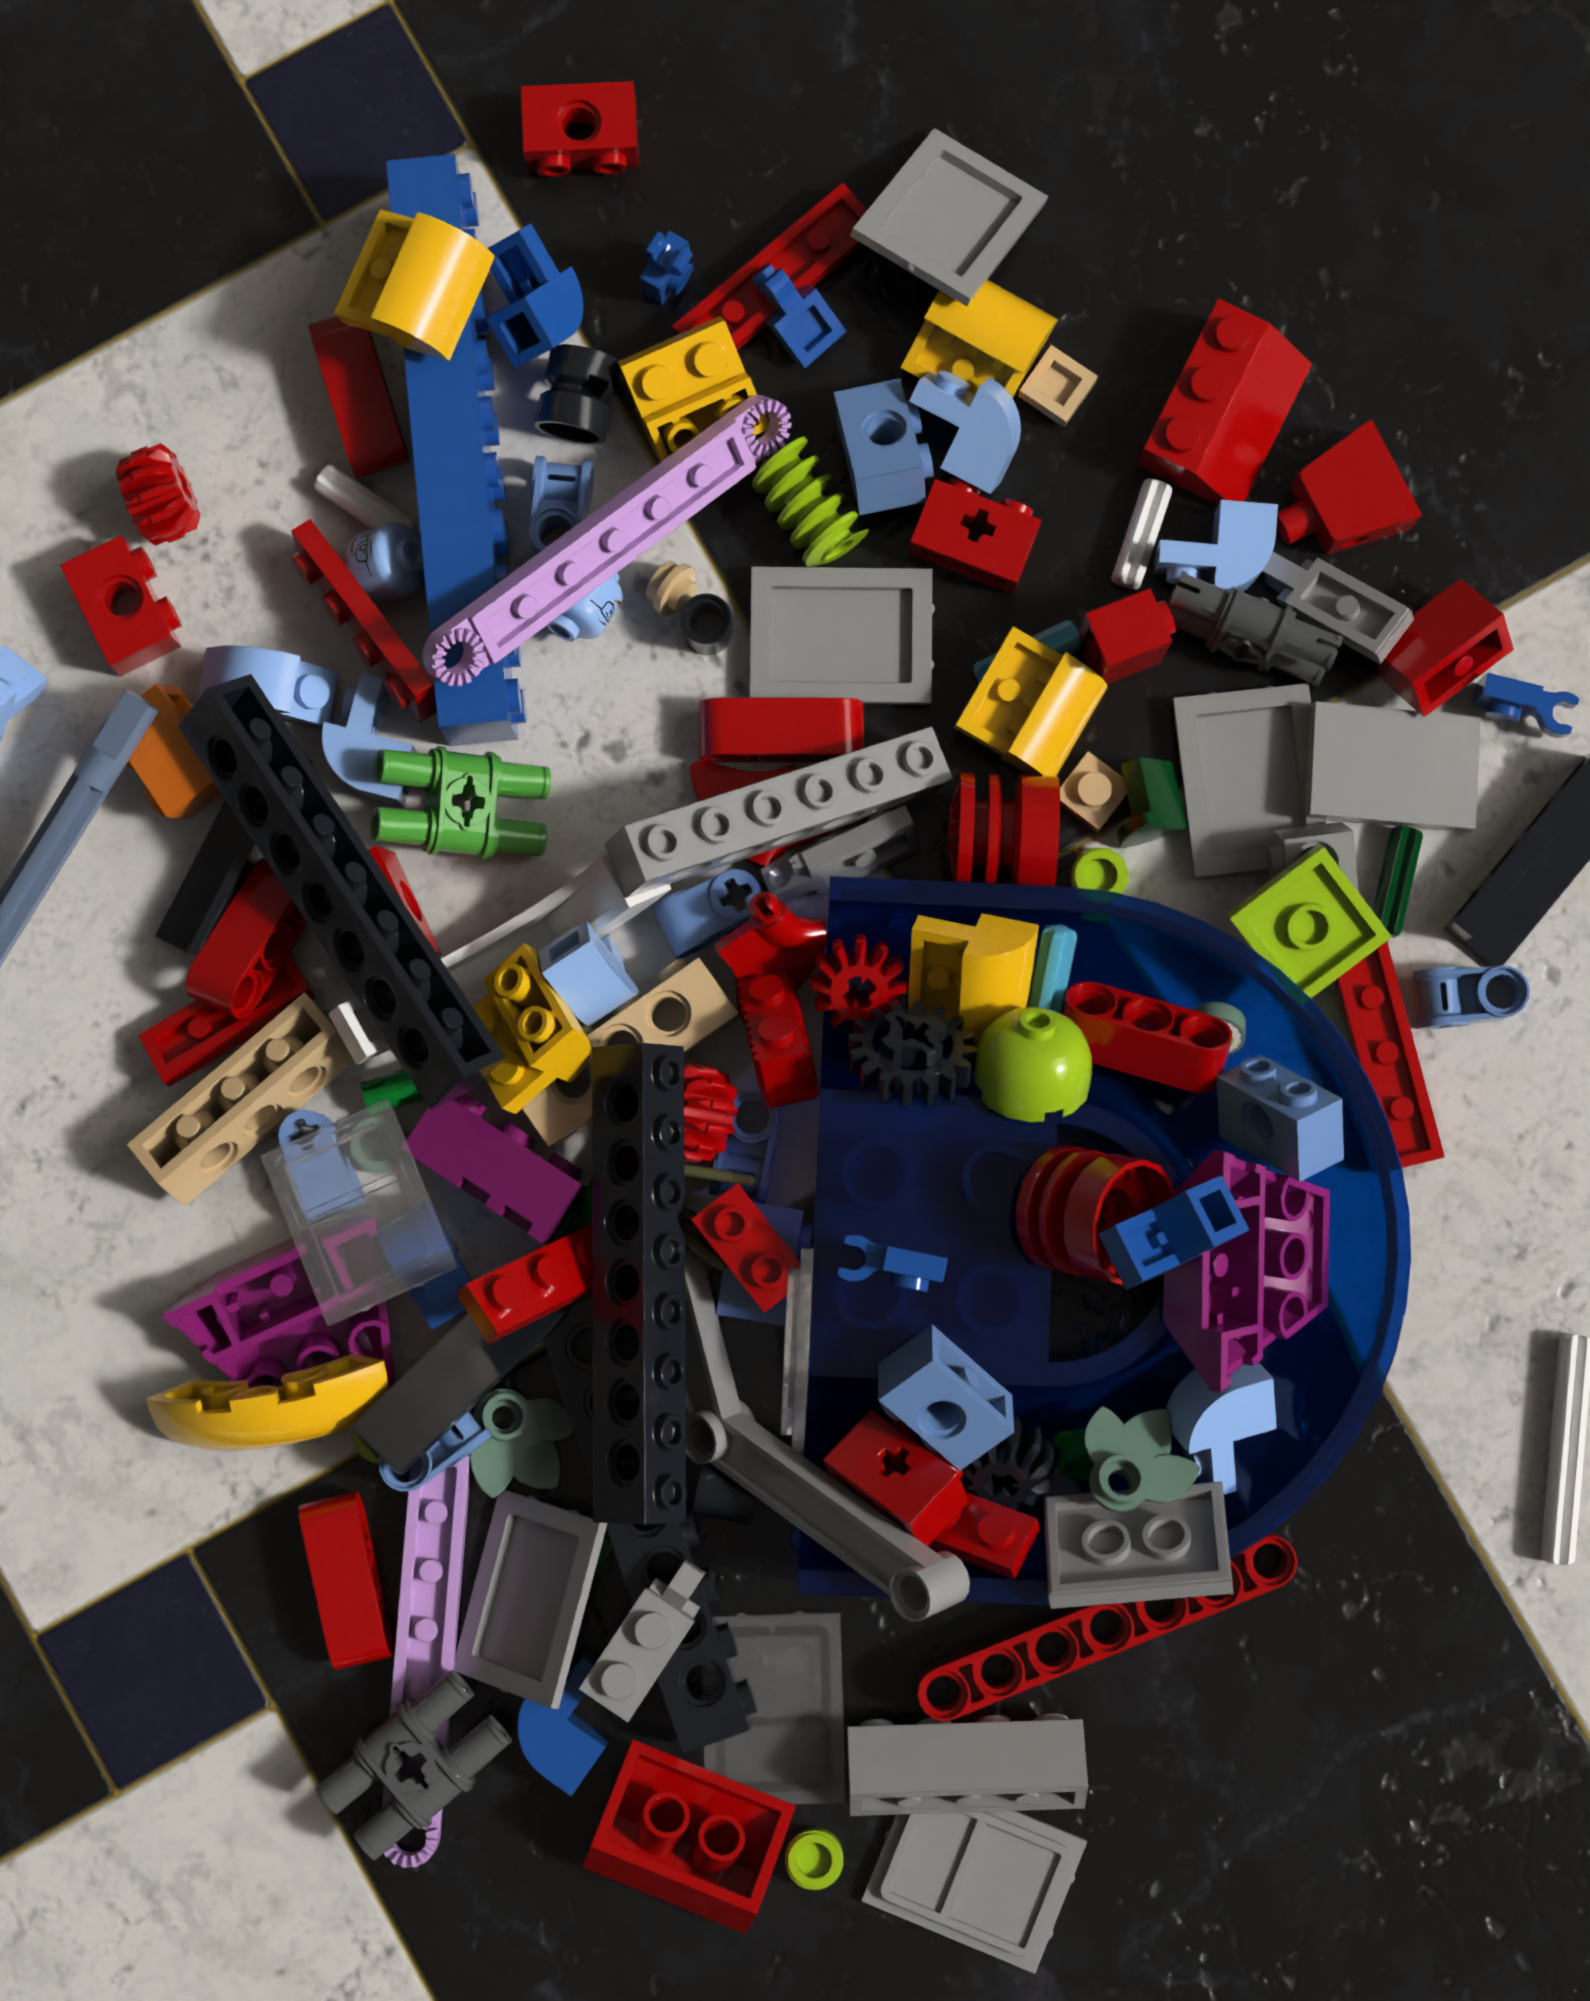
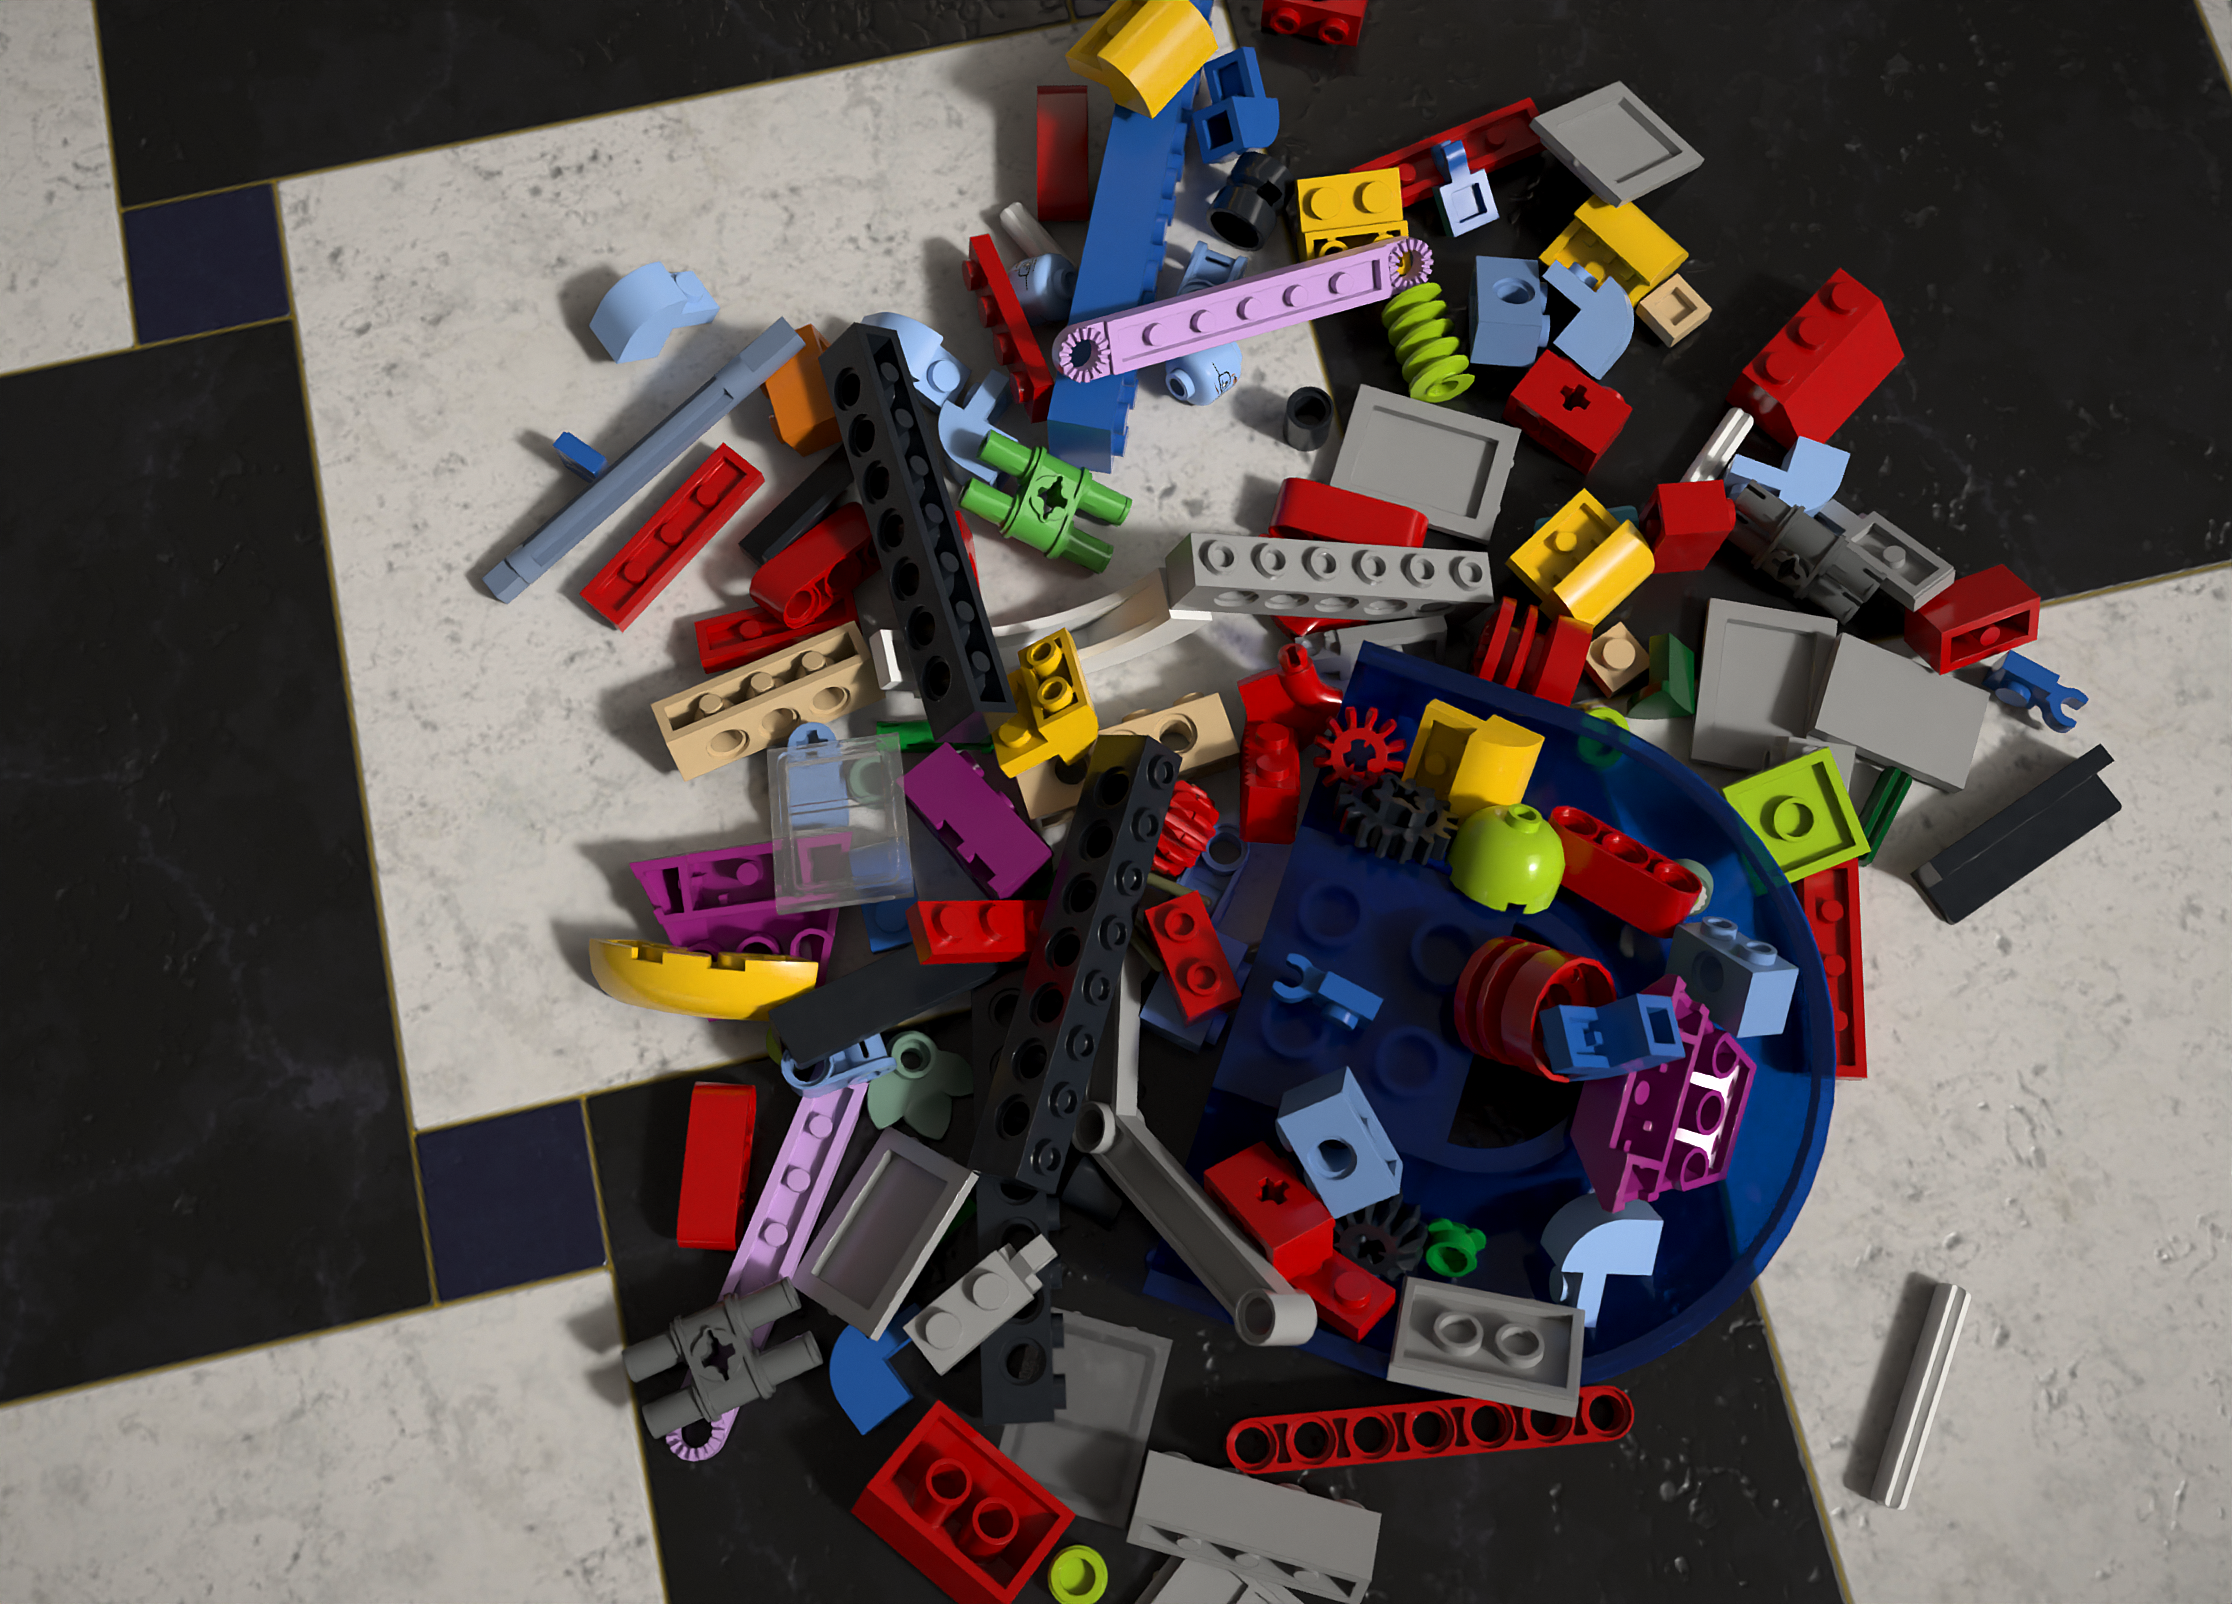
camera: 15 degrees right, 10 degrees down
(84, 948) = (672, 537): none -> red plate
(99, 580) = (798, 236): red brick -> none
(157, 494) = (864, 180): red gear -> none
(587, 973) = (1113, 674): light blue brick -> none
(667, 266) = (1359, 122): blue plate -> none
(671, 587) = (1283, 379): tan plate -> none
(699, 914) = (1226, 657): medium blue piece -> none
(797, 1351) = (1209, 1057): clear piece -> none
(1053, 967) = (1549, 778): medium azure axle -> none
(1140, 1455) = (1511, 1261): sand green plate -> none
(1349, 495) = (1916, 470): red torso -> none
(1458, 995) = (1914, 935): medium blue piece -> none

